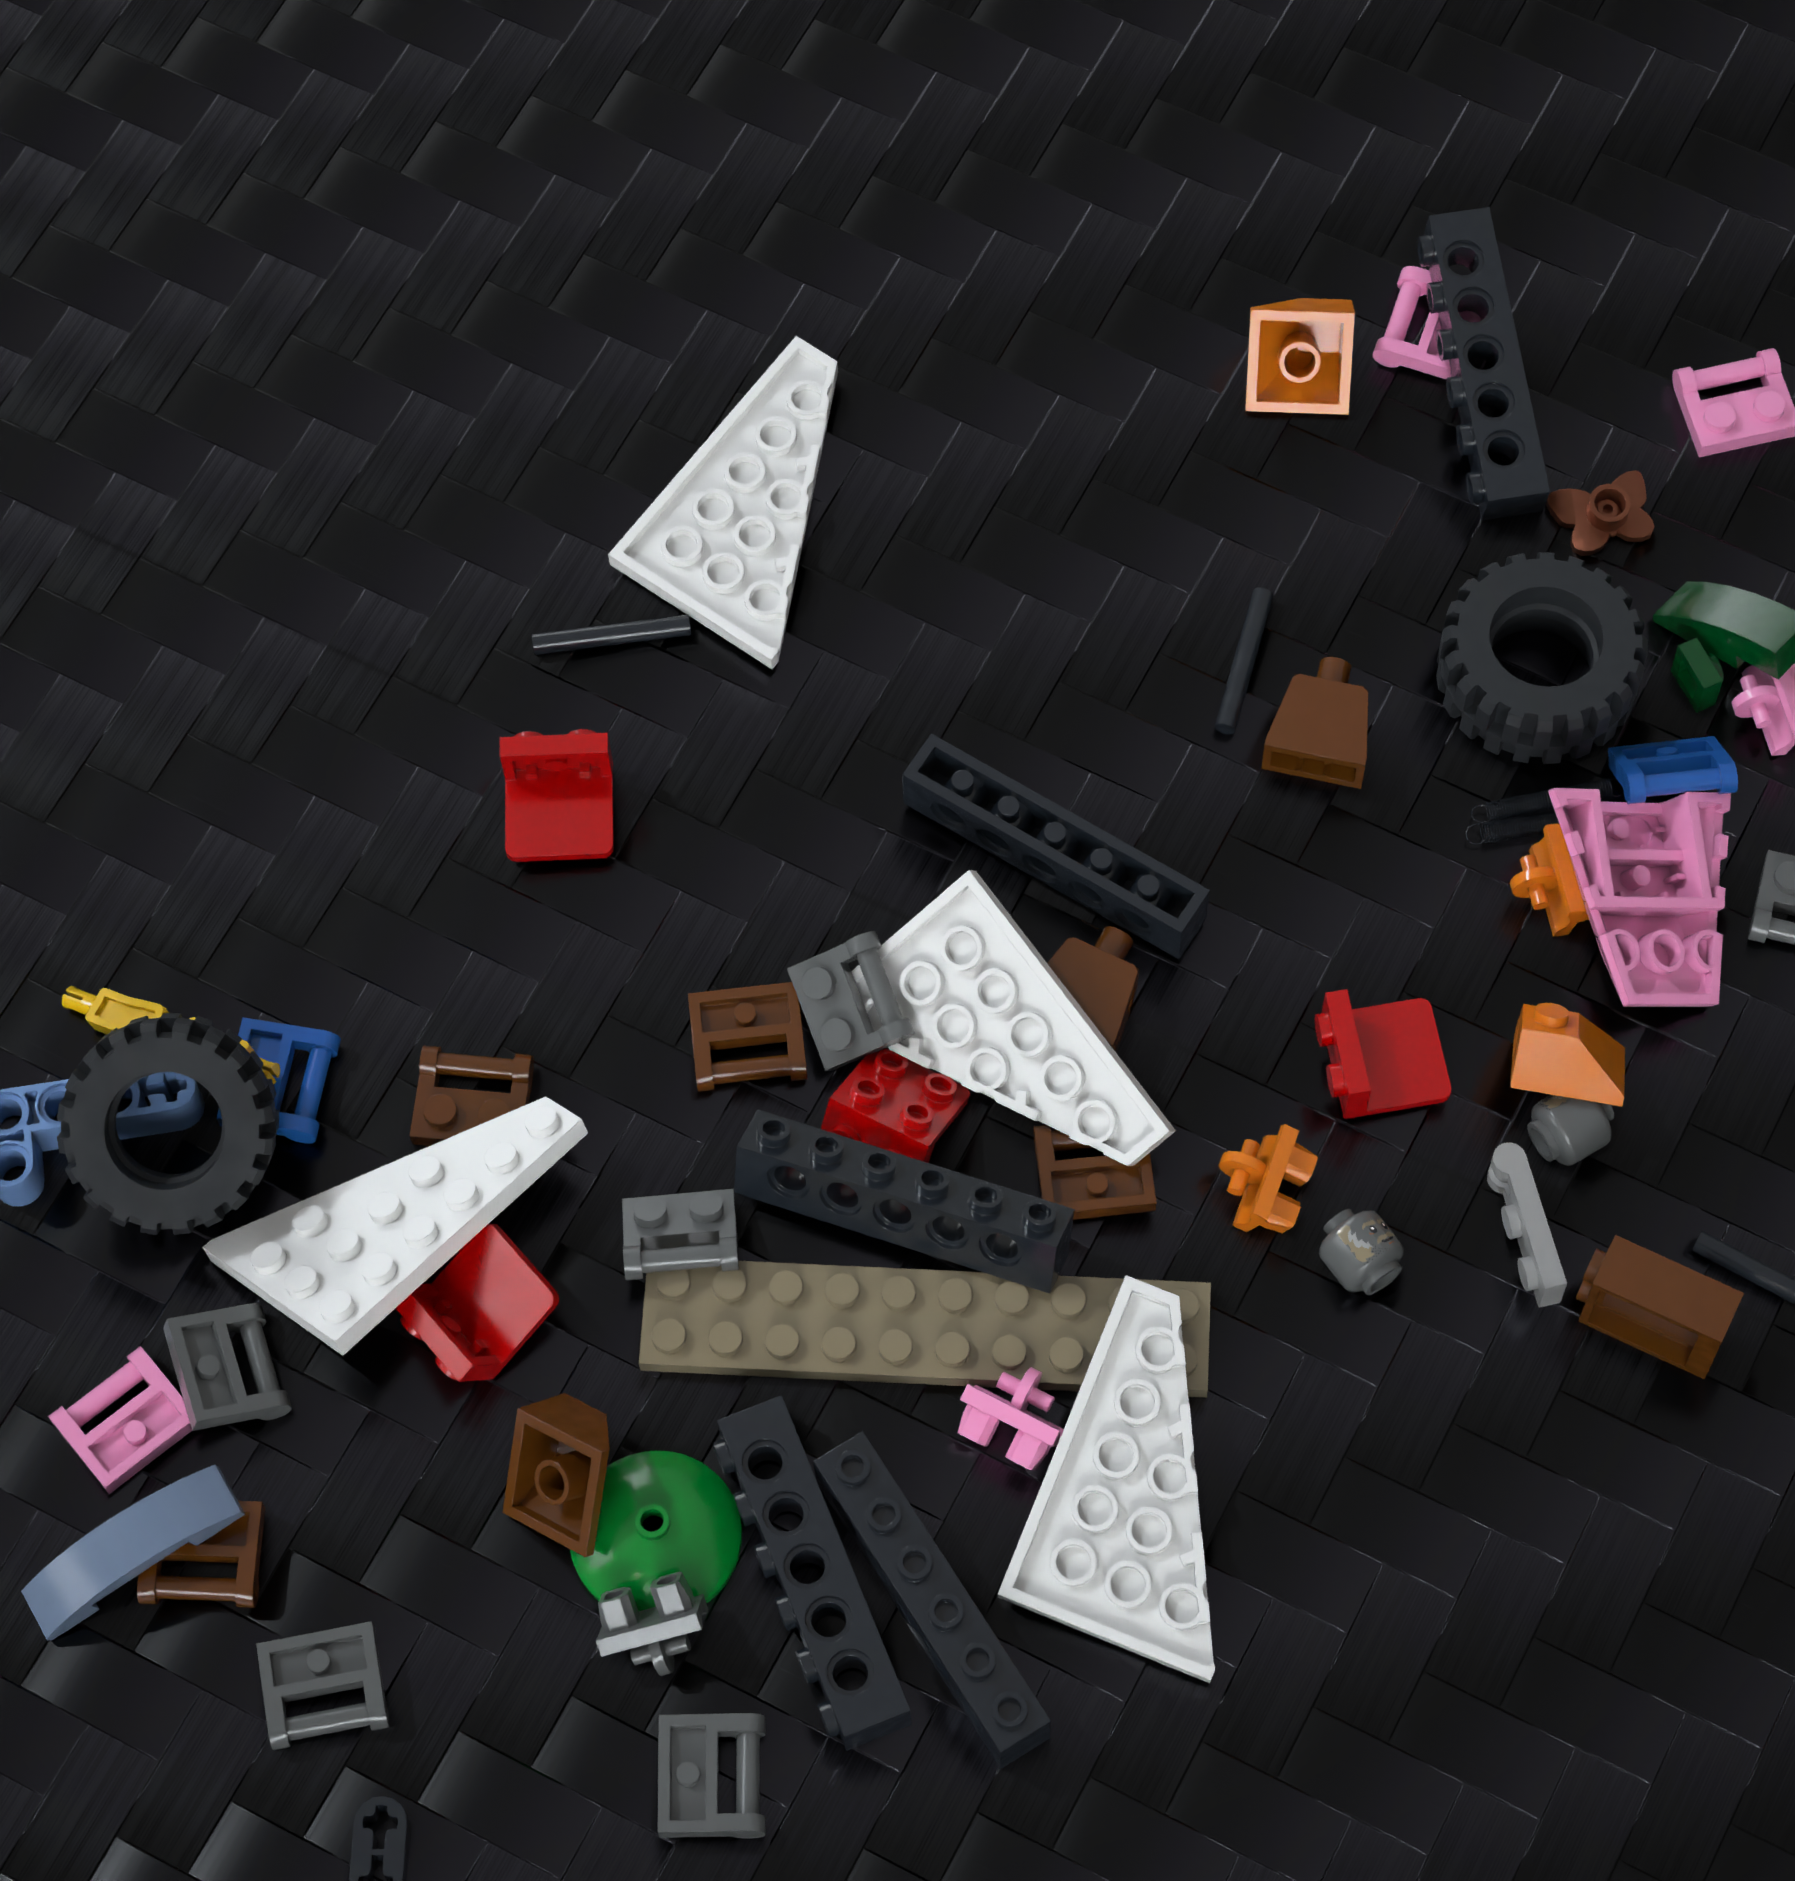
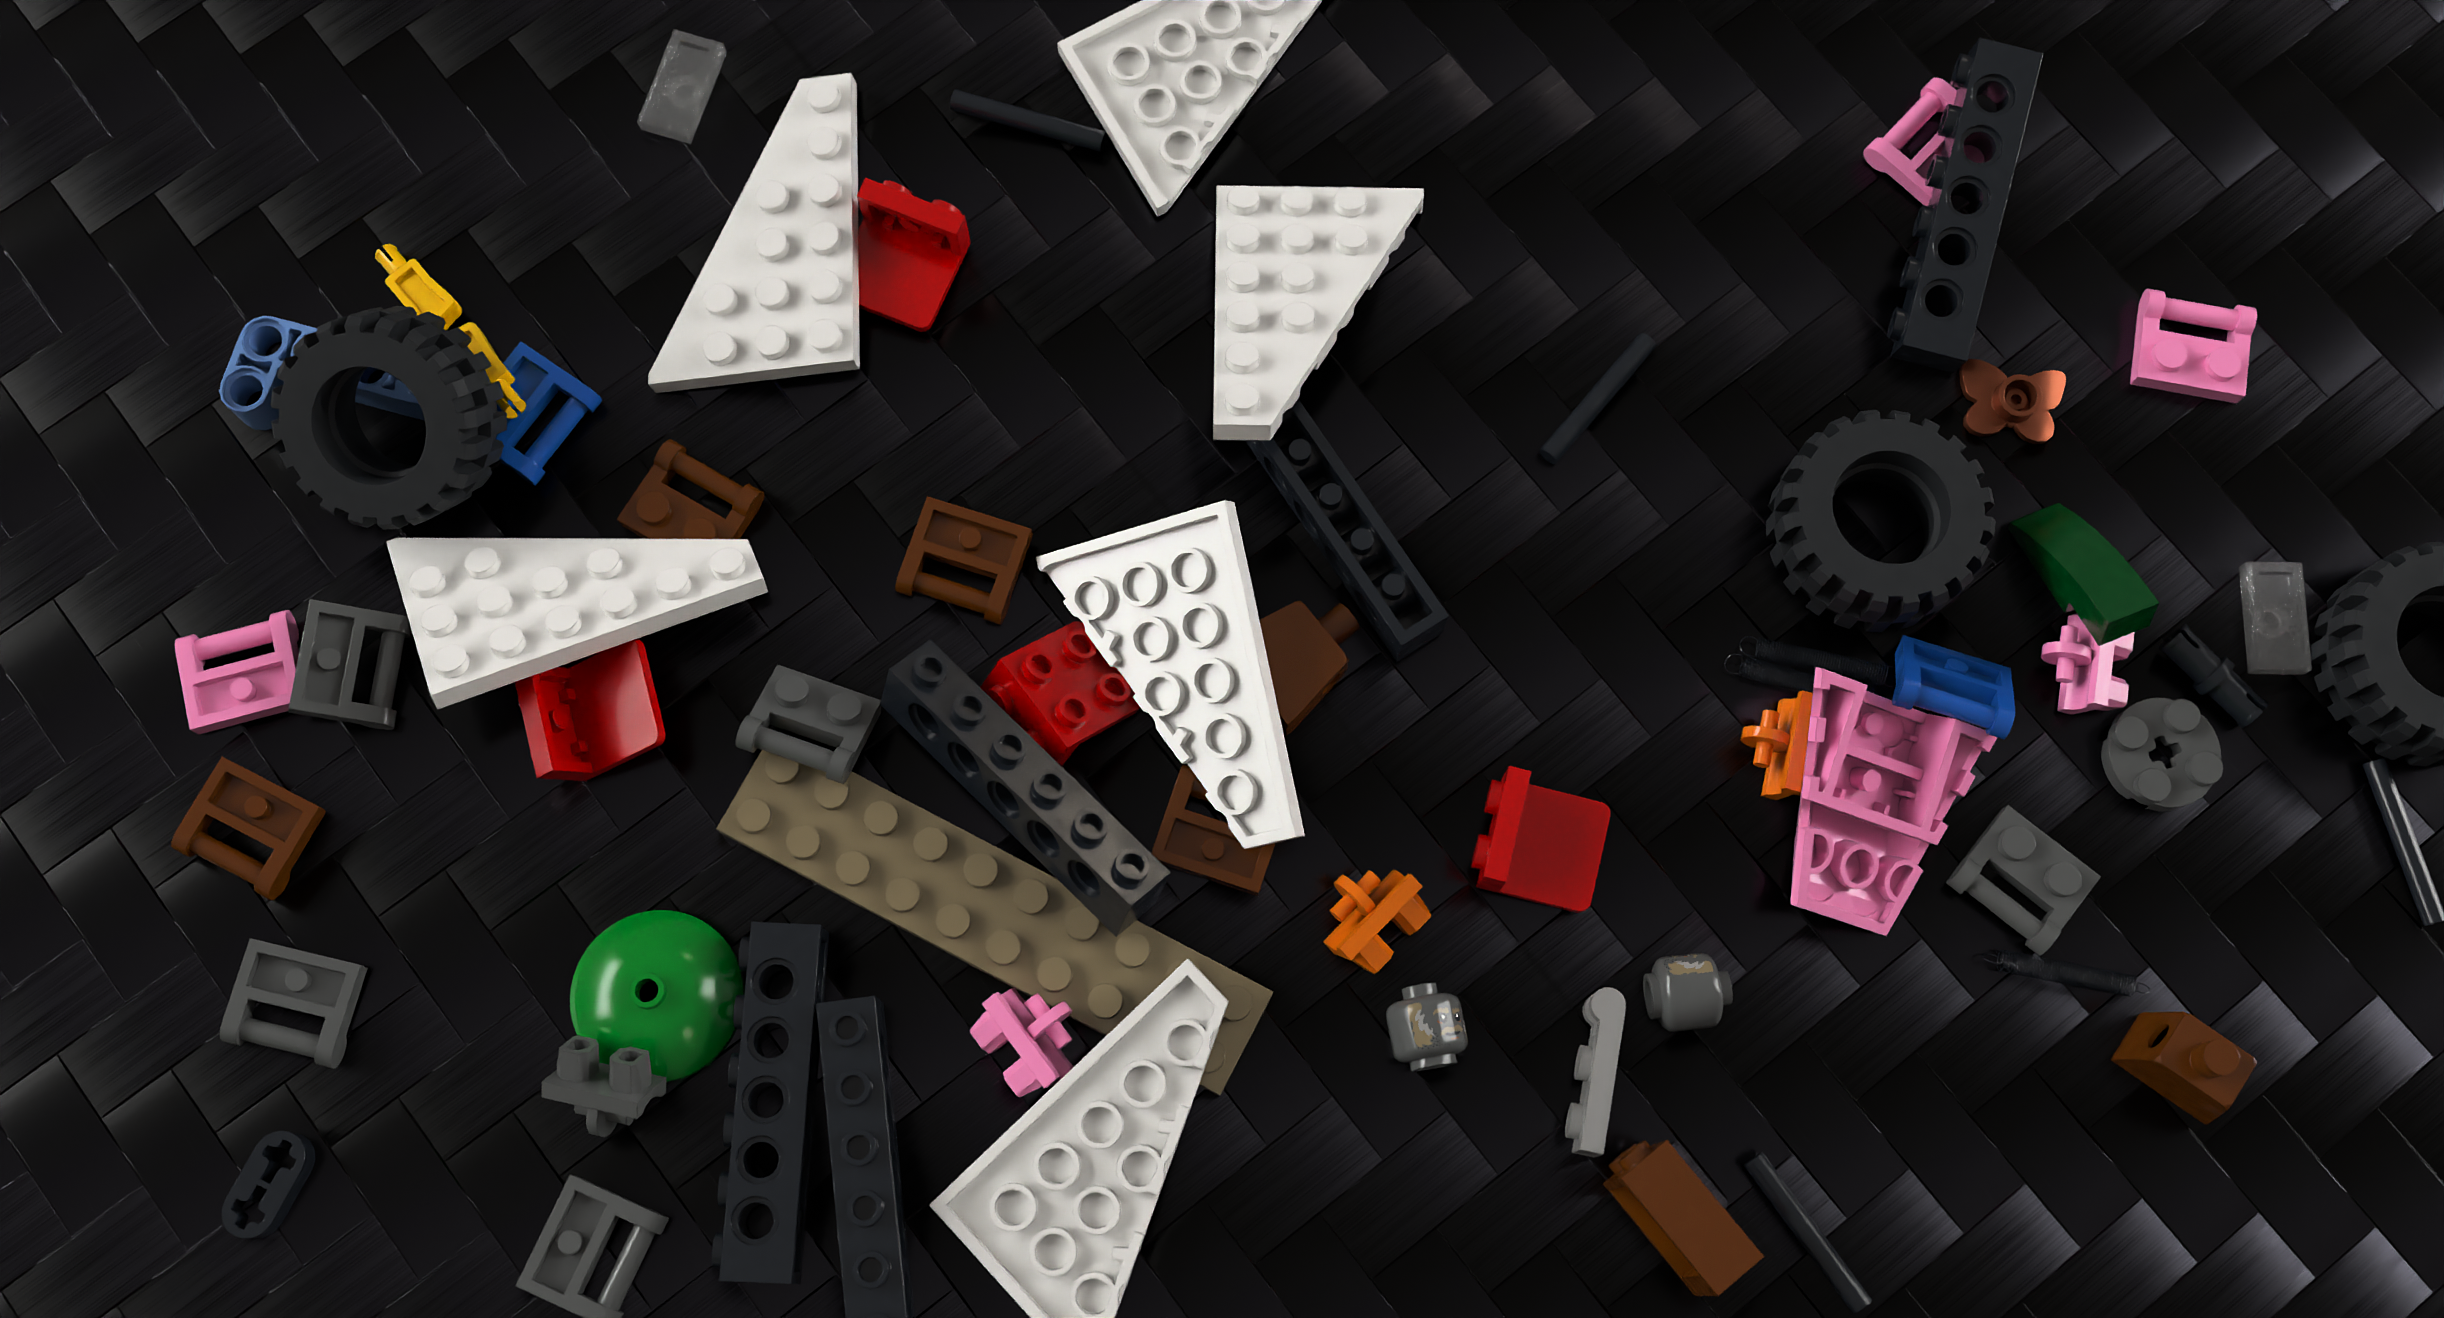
camera: 20 degrees right, 10 degrees up
(129, 1545) = (186, 796): sand blue slope -> none
(277, 735) = (682, 86): none -> clear plate
(451, 848) = (786, 265): none -> white wing
(559, 1470) = (591, 899): reddish brown slope -> none
(835, 1005) = (1054, 571): dark grey plate -> none
(928, 674) = (1287, 284): none -> white wing
(1300, 356) = (1793, 123): orange slope -> none
(1321, 727) = (1637, 495): reddish brown torso -> none
(1566, 1056) = (1711, 933): orange slope -> none
(1697, 674) = (2024, 601): dark green plate -> none

